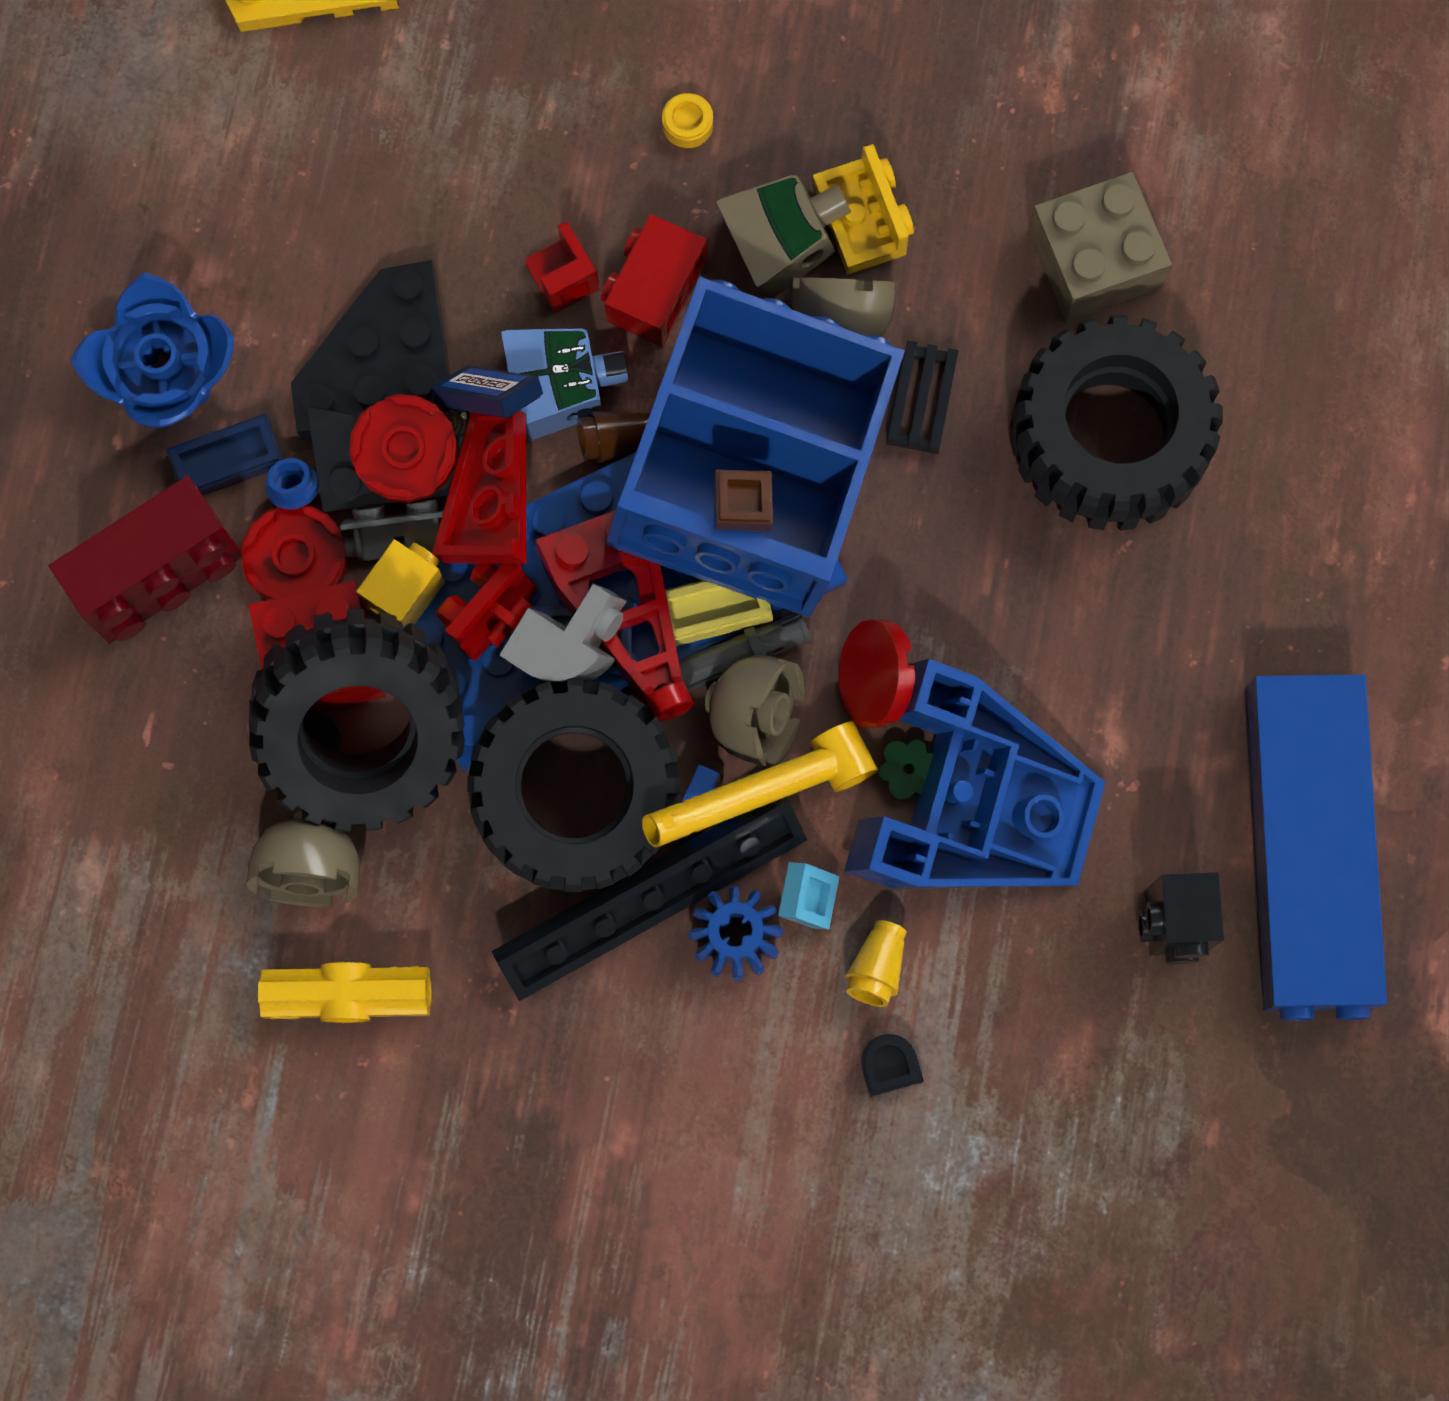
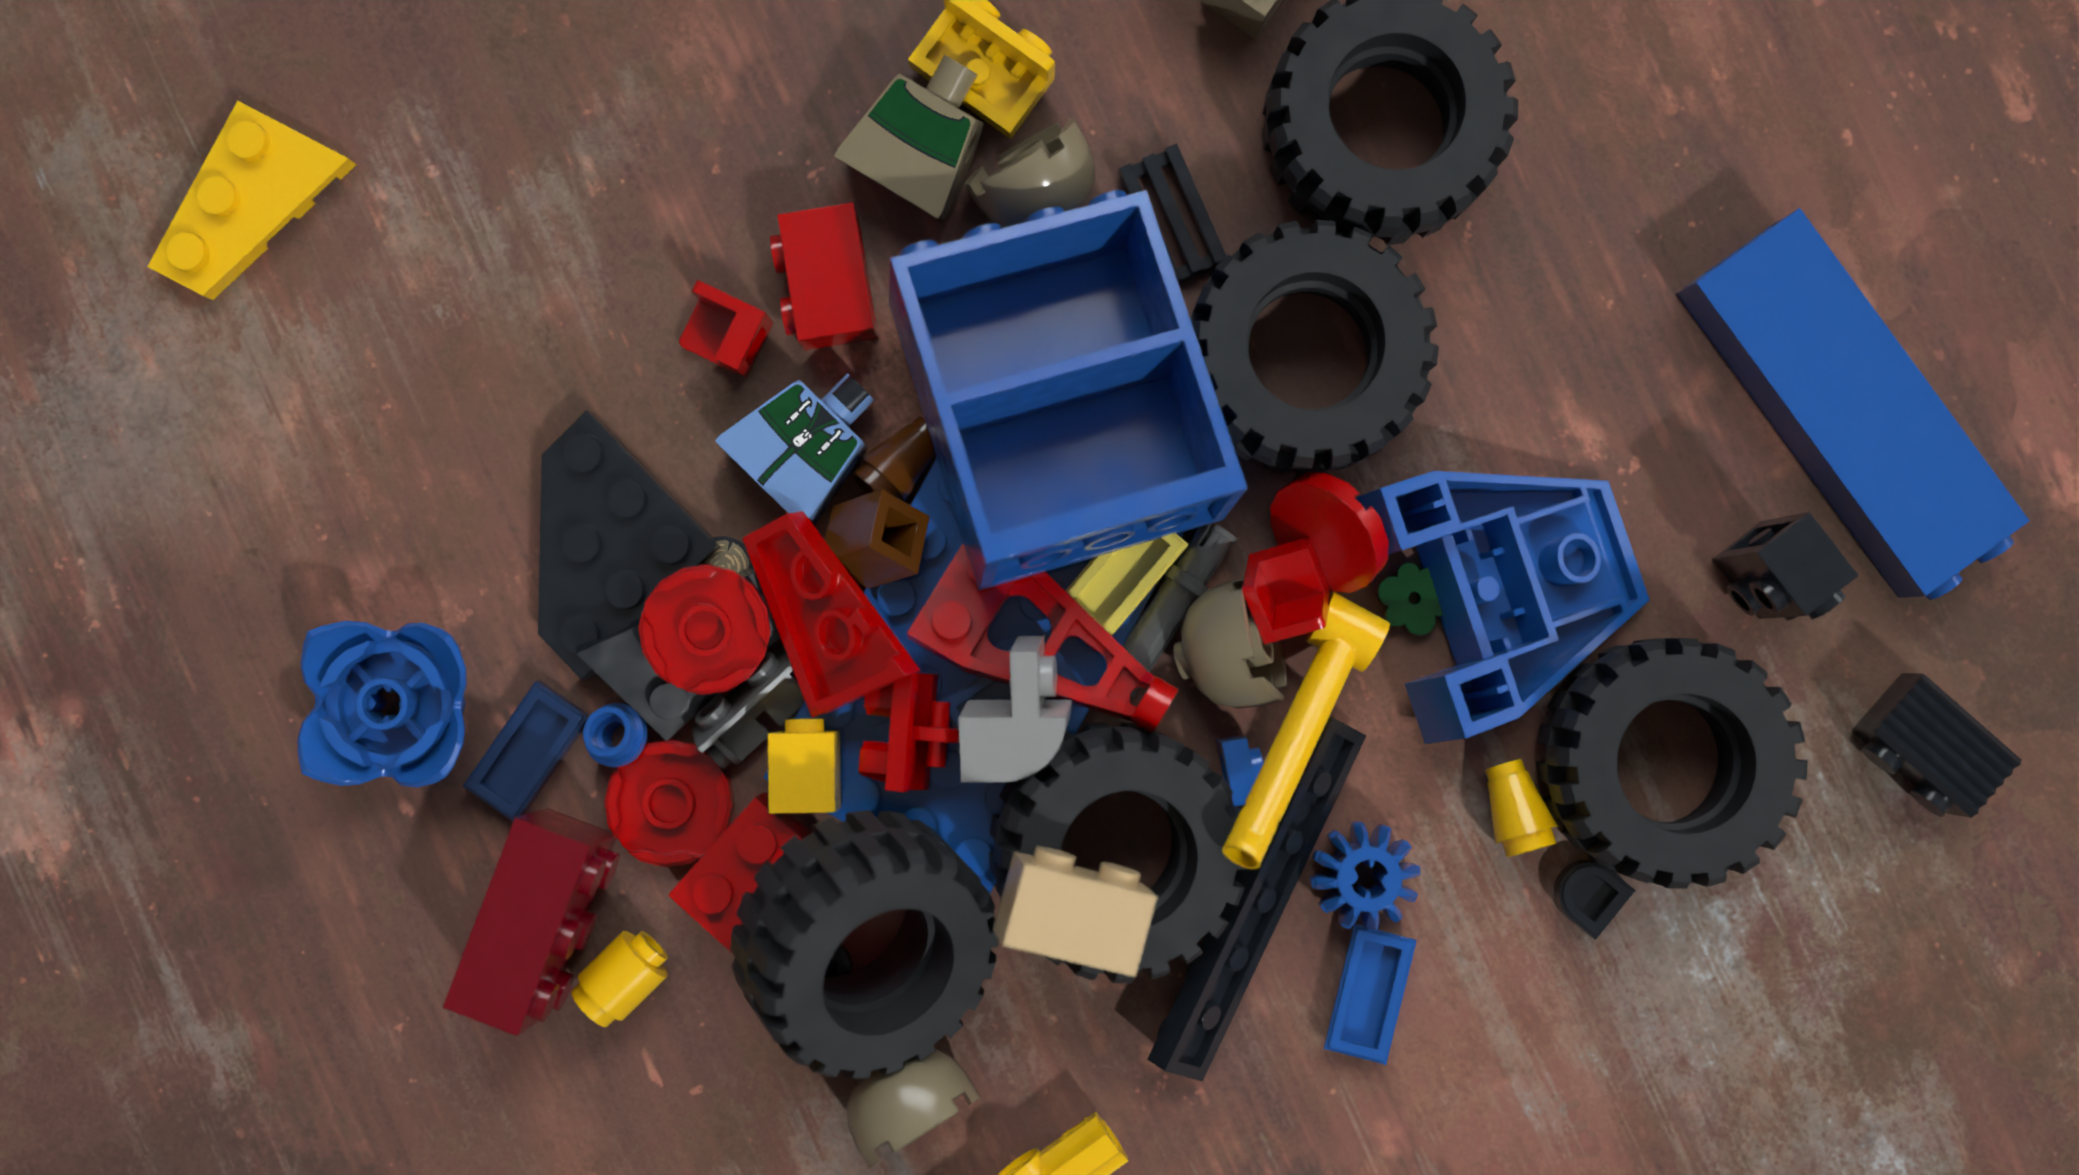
camera: 40 degrees left, 10 degrees up
(175, 646) = (620, 977): none -> yellow brick
(487, 391) = (748, 515): dark blue tile -> none
(511, 782) = (1075, 911): none -> tan brick
(563, 468) = (877, 537): none -> reddish brown brick
(681, 1022) = (1370, 994): none -> blue tile
(687, 120) = (737, 85): yellow tile -> none
(742, 500) = (1106, 467): reddish brown tile -> none
(808, 895) = (1408, 791): medium azure tile -> none
(818, 692) = (1286, 590): none -> red panel
(961, 475) = (1377, 299): none -> black tyre
(1066, 948) = (1751, 779): none -> black tyre
(1212, 1127) = (1935, 747): none -> black brick

